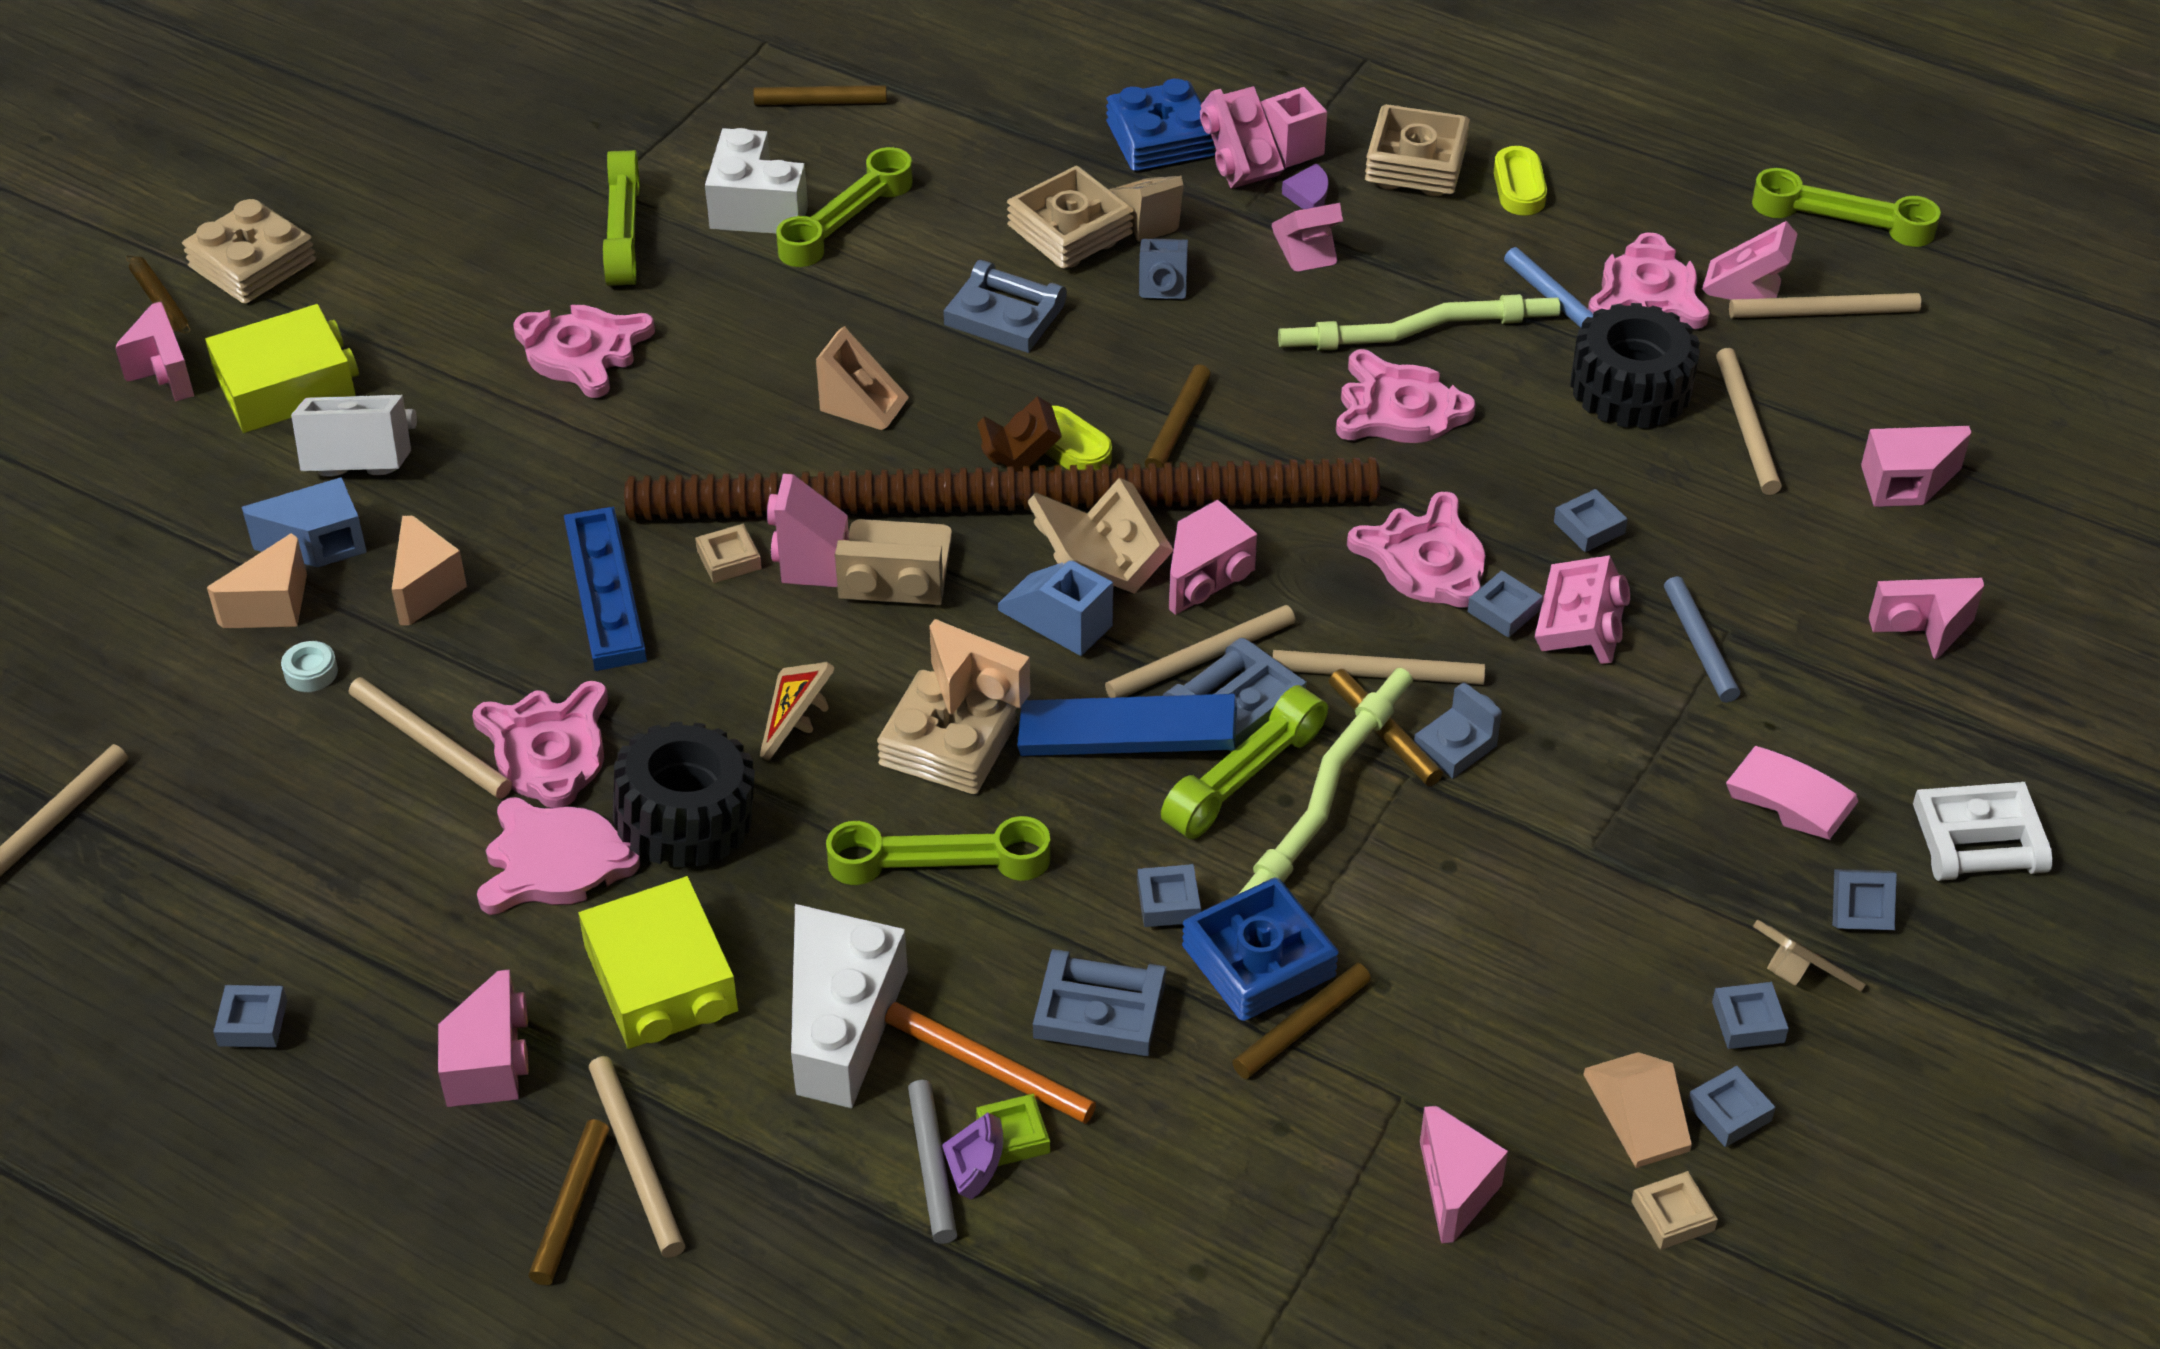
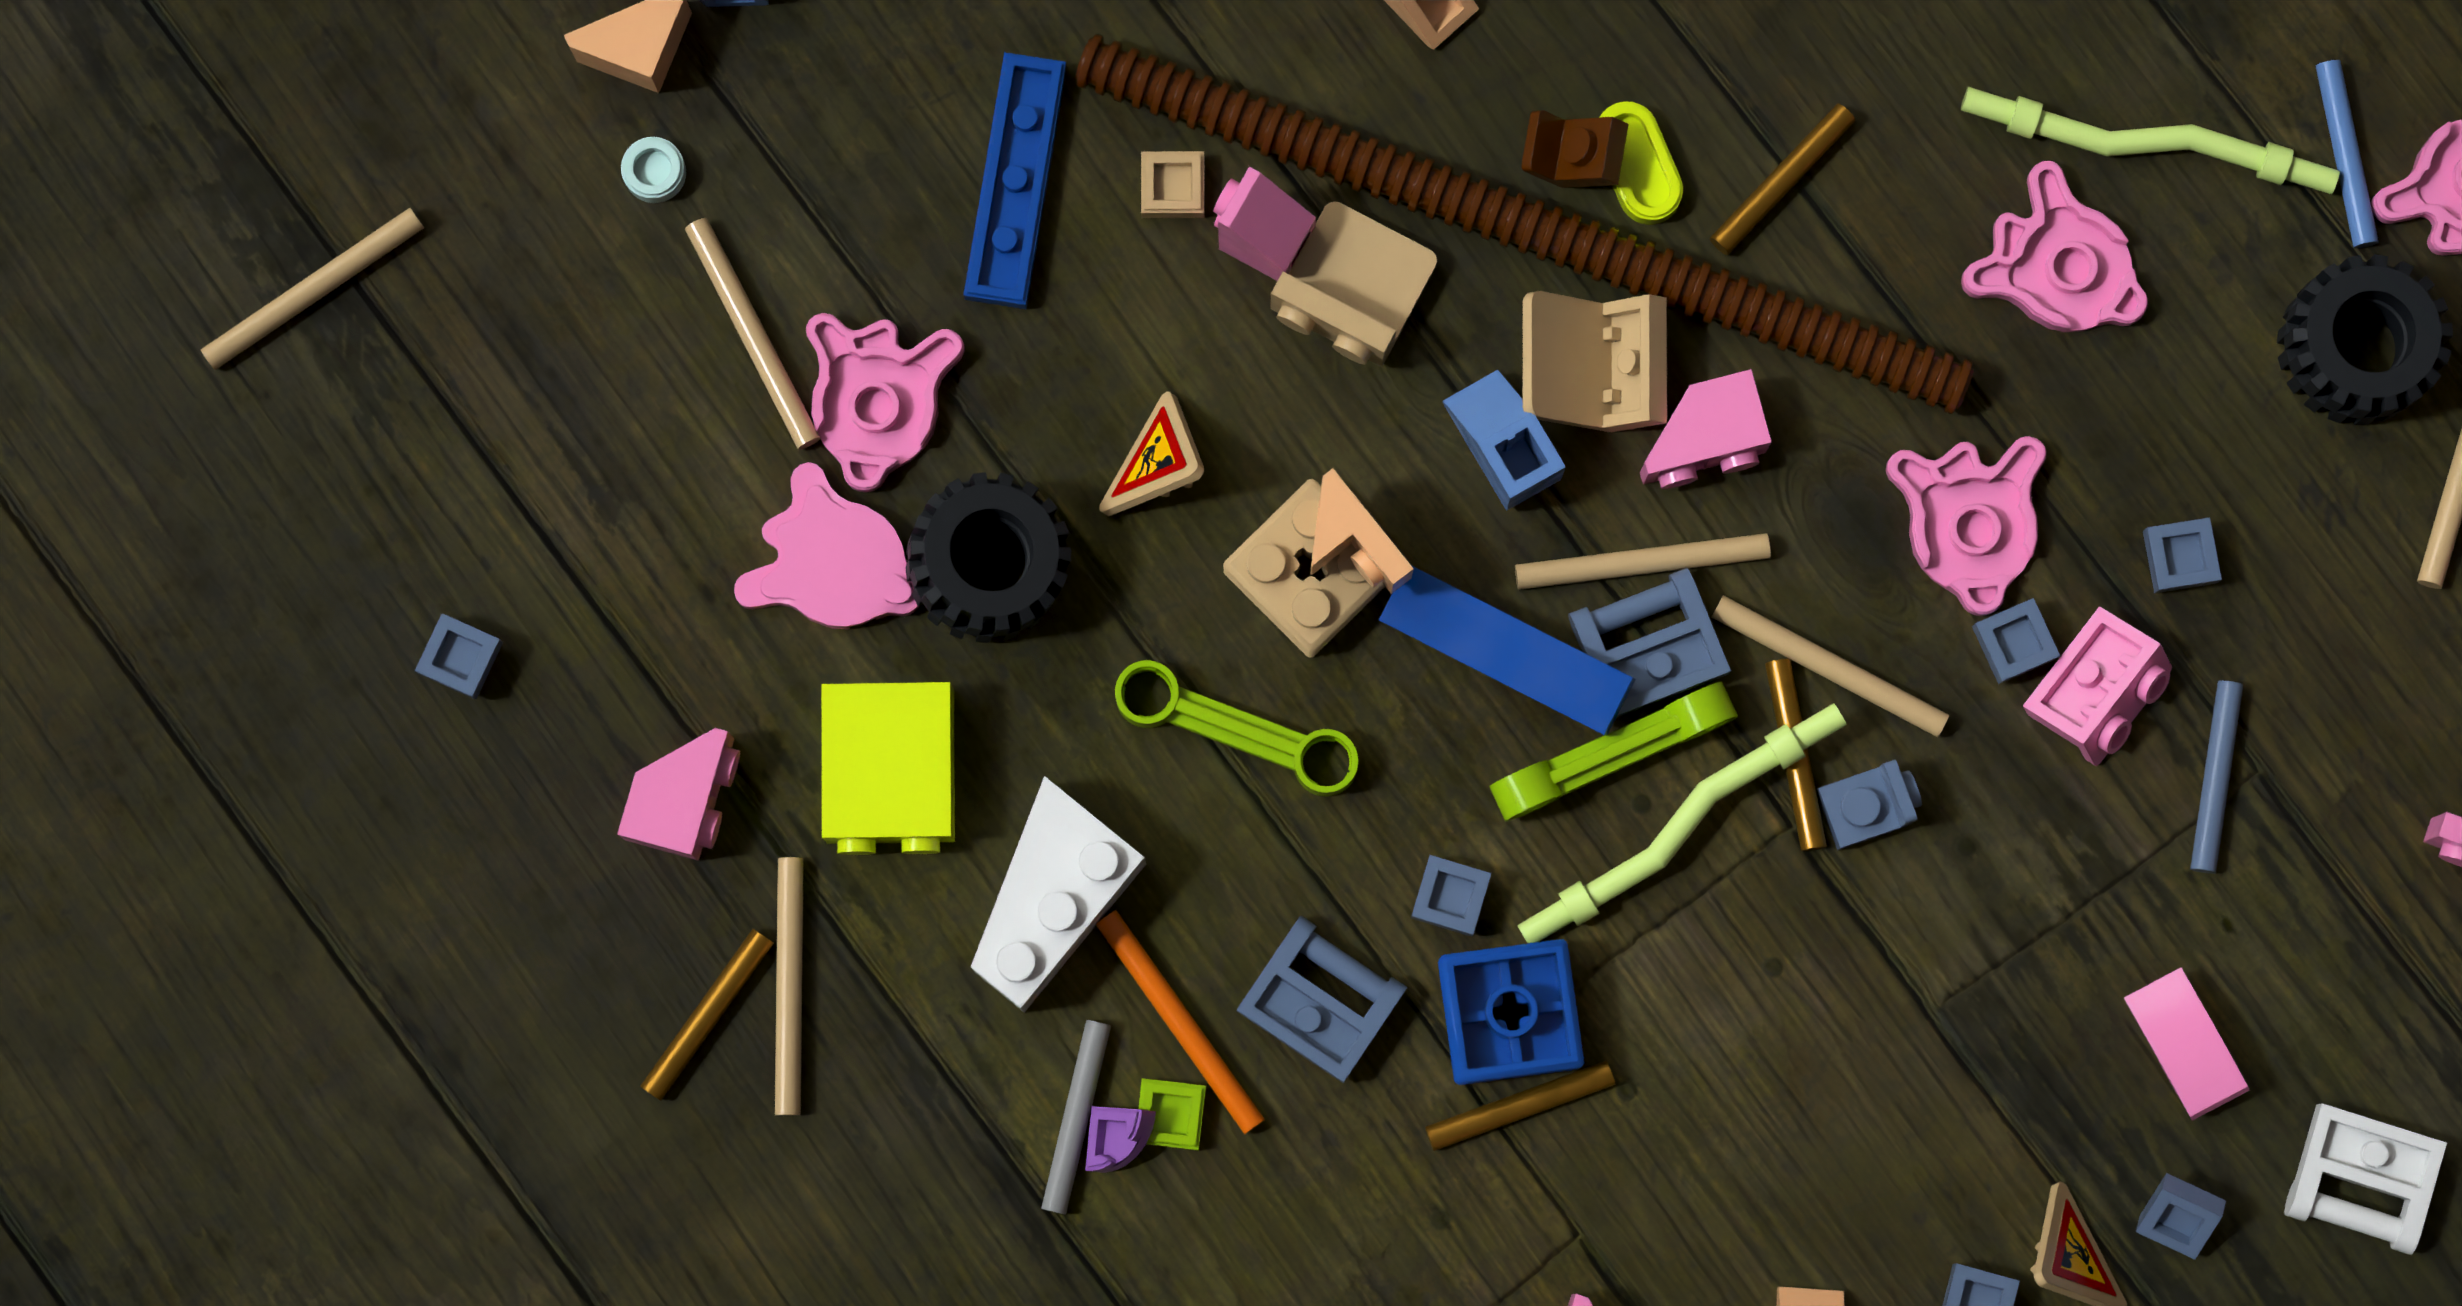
camera: 25 degrees right, 35 degrees up
(425, 571) = (815, 86): light nougat slope -> none

